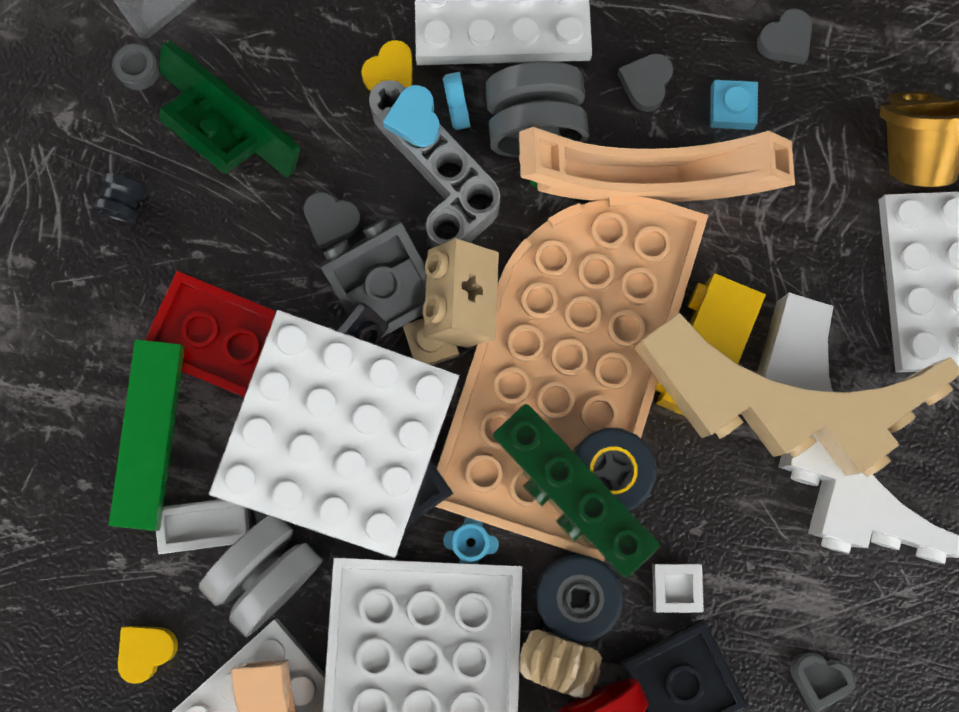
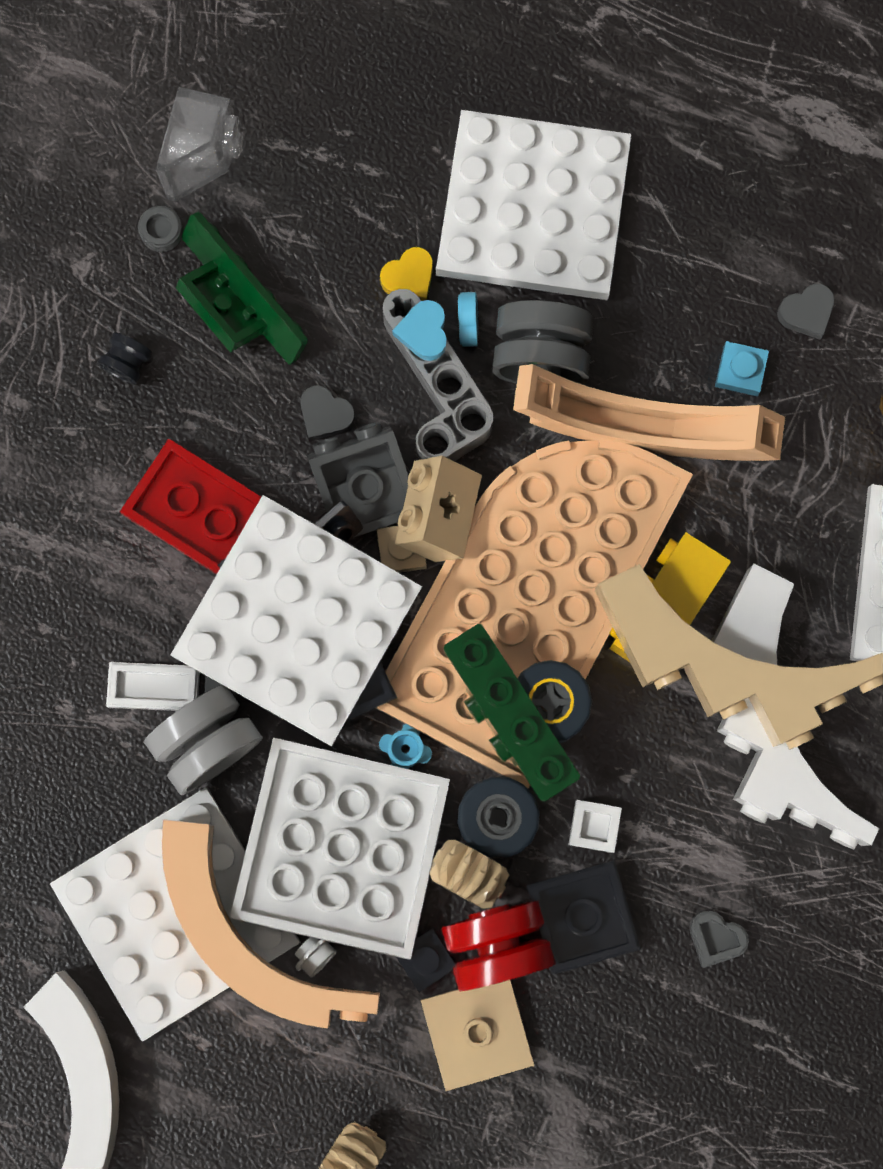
camera: 10 degrees right, 0 degrees up
(143, 650) = (78, 794): yellow tile -> none
(147, 435) = (116, 590): green tile -> none
(646, 81) = (659, 330): dark grey tile -> none

